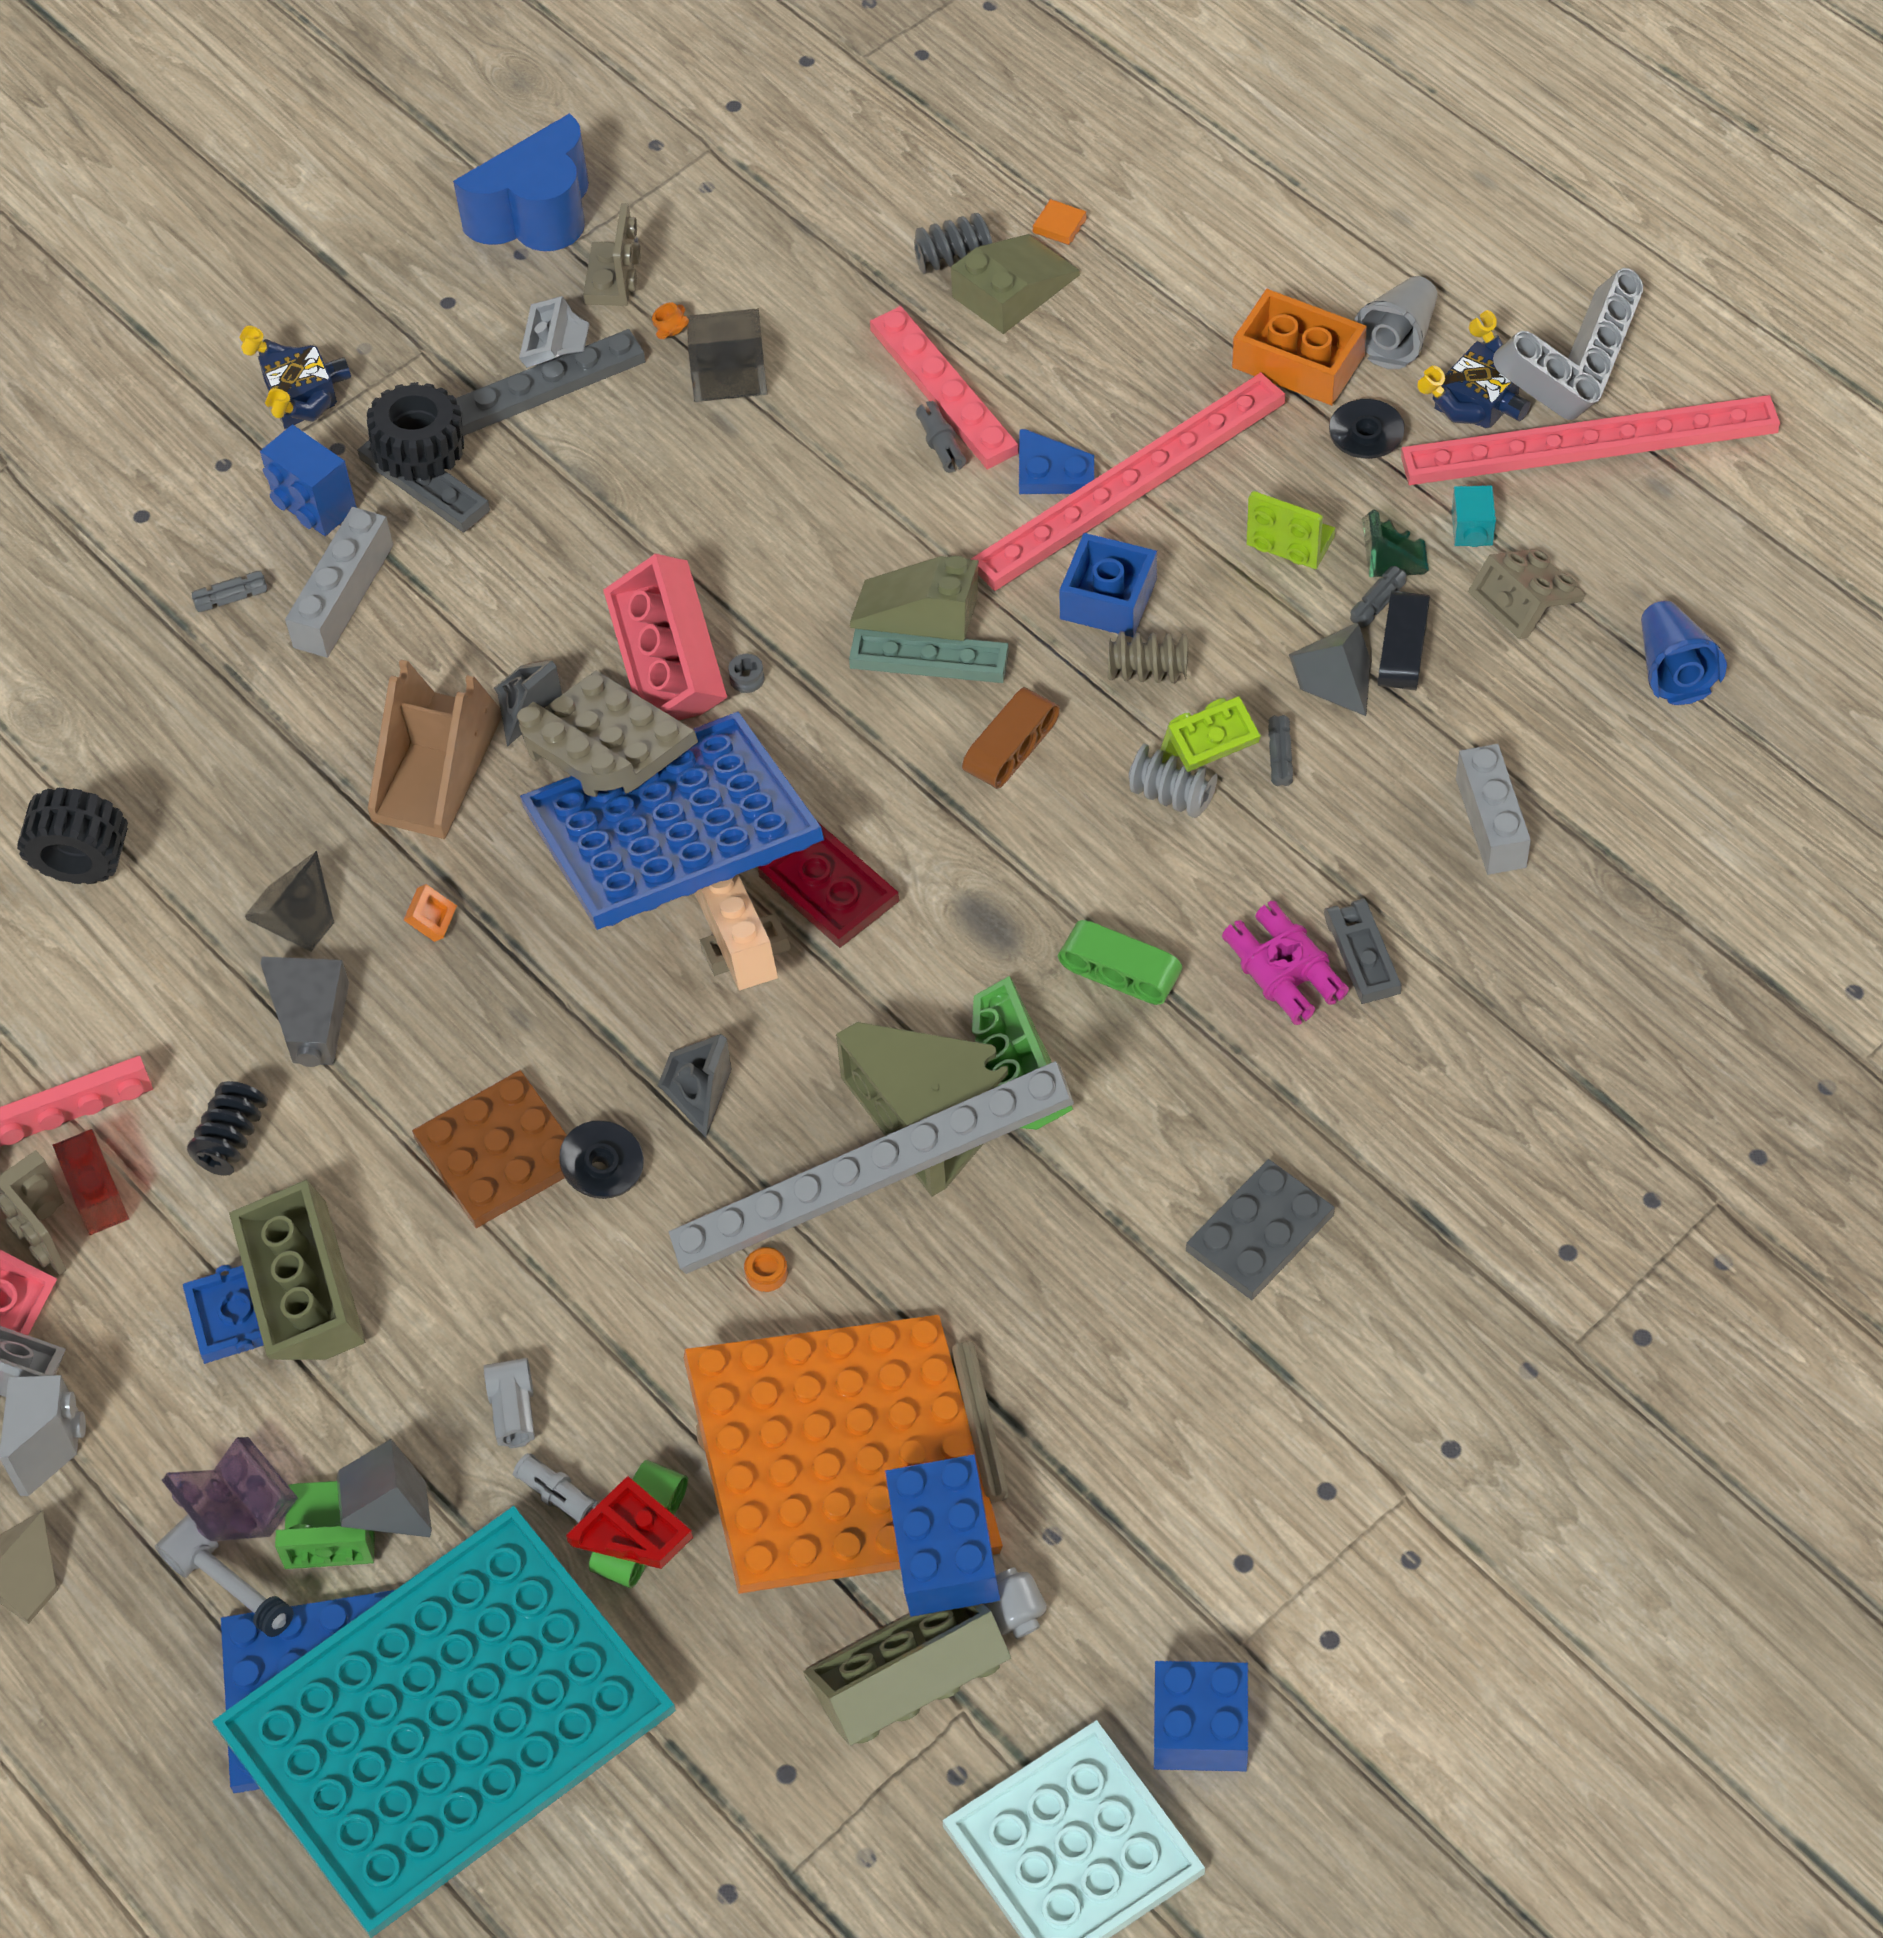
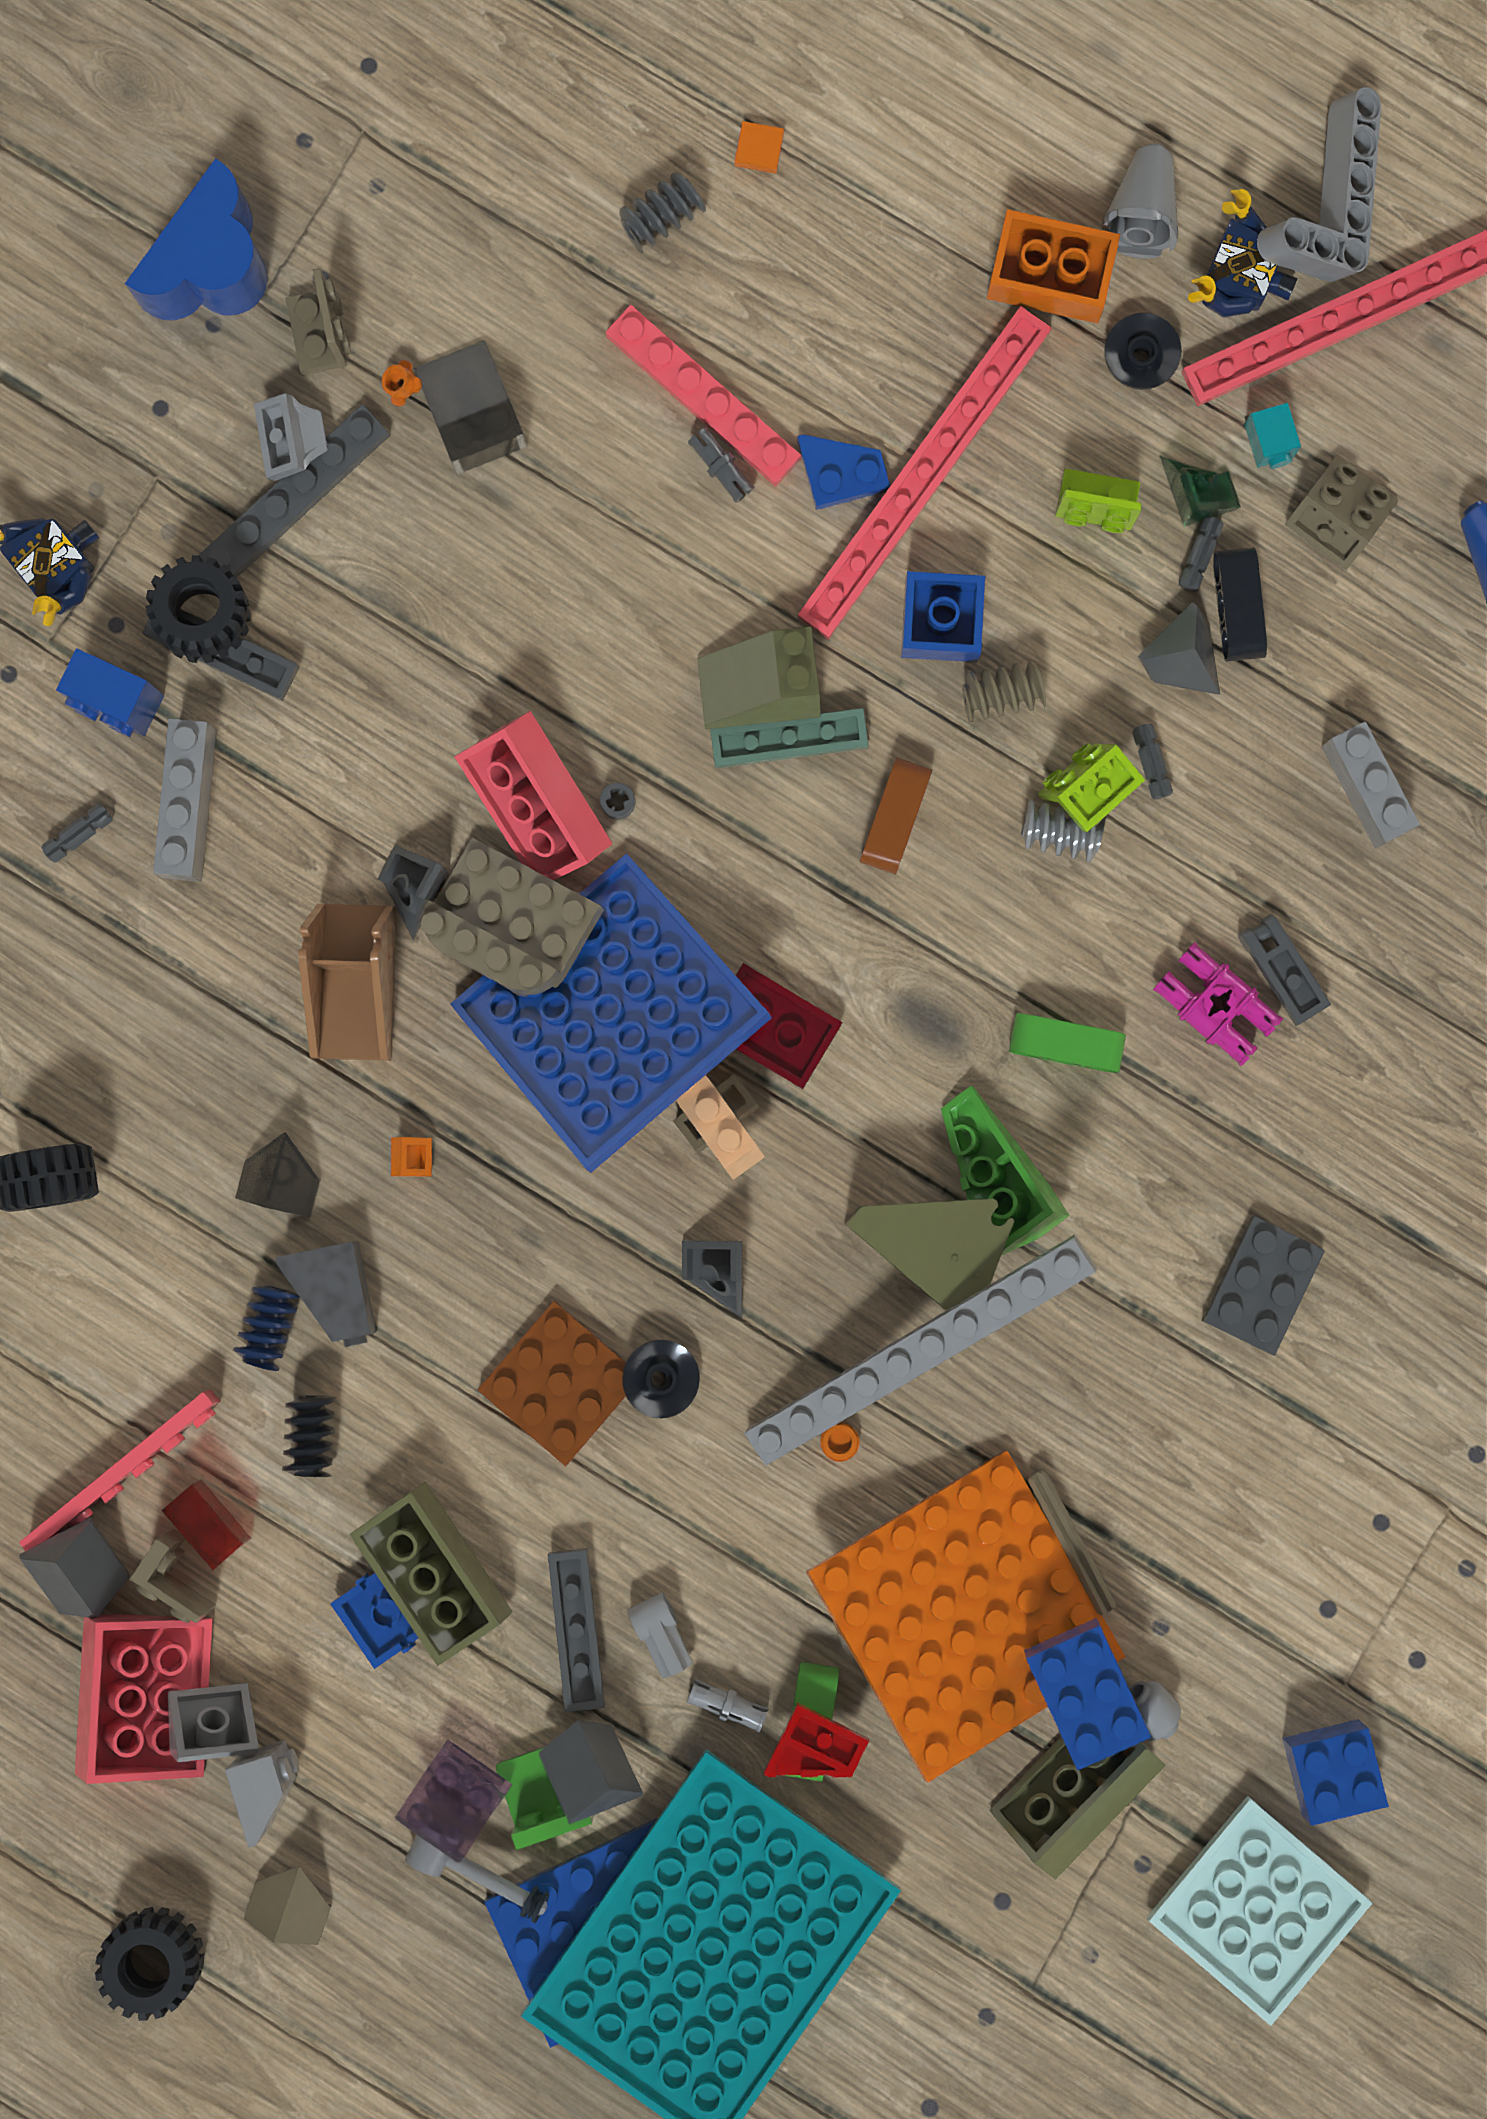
camera: 10 degrees left, 30 degrees up
(224, 1019) = (266, 1327): none -> dark blue piece
(425, 1373) = (576, 1630): none -> dark grey plate
(1009, 279) = (734, 239): olive slope -> none

